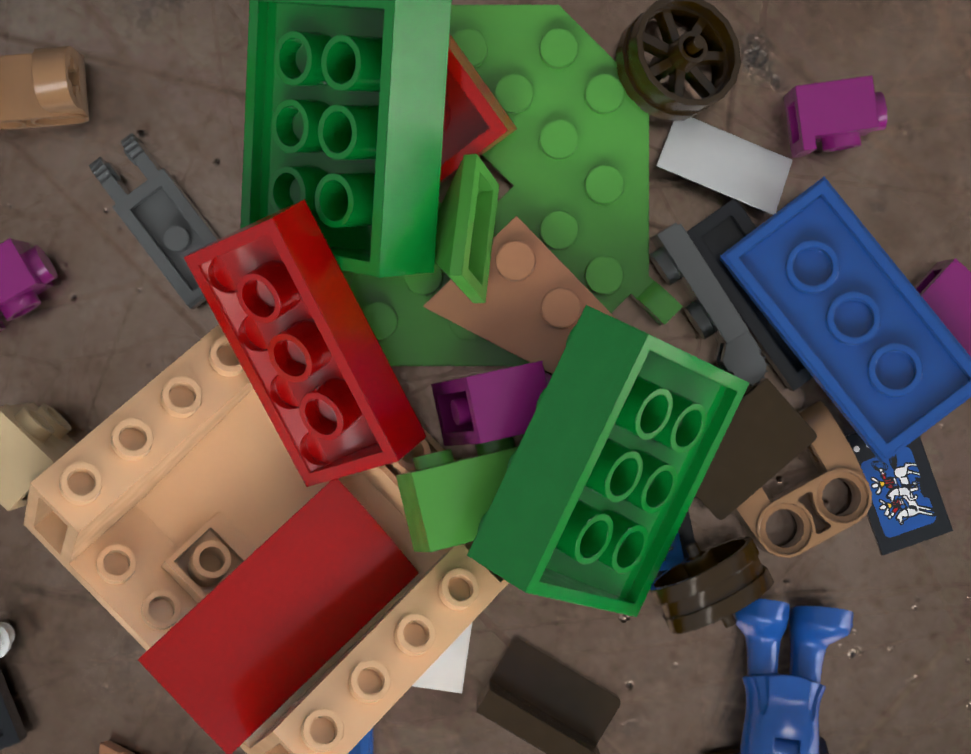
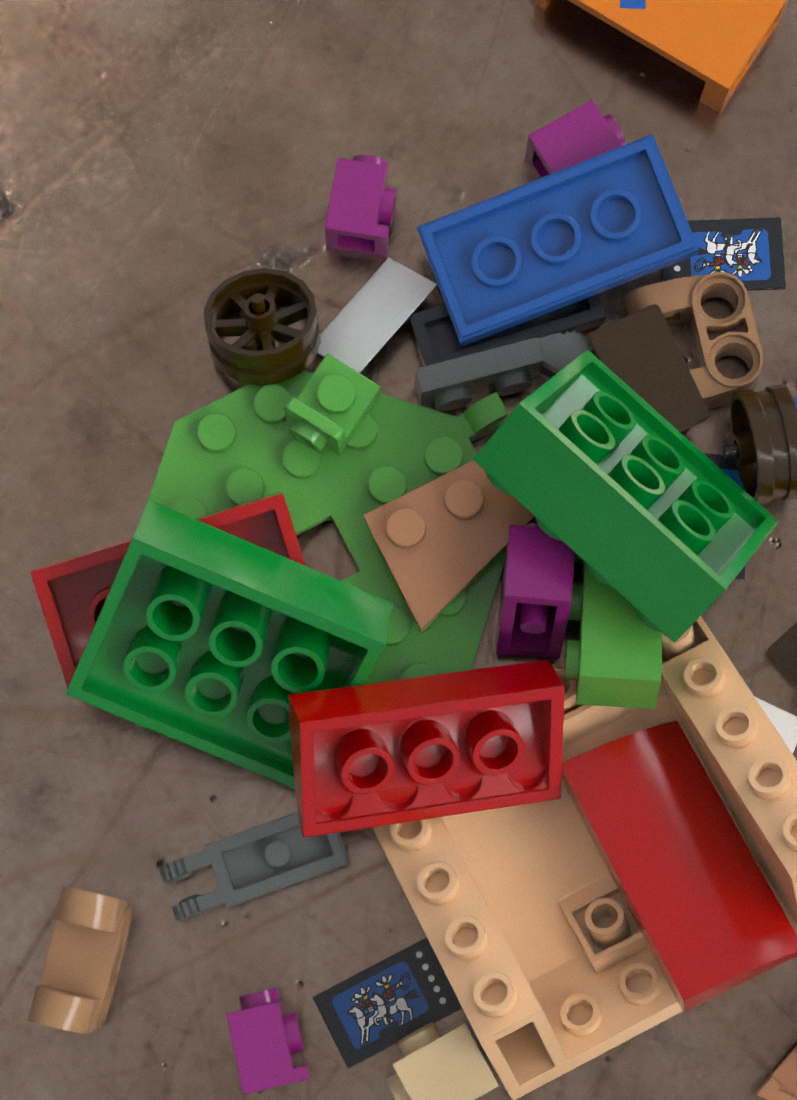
camera: 70 degrees left, 10 degrees down
(75, 376) = (387, 1002): none -> black sticker
(467, 228) = (363, 562): bright green slope -> none
(616, 150) = (330, 406): none -> bright green bracket

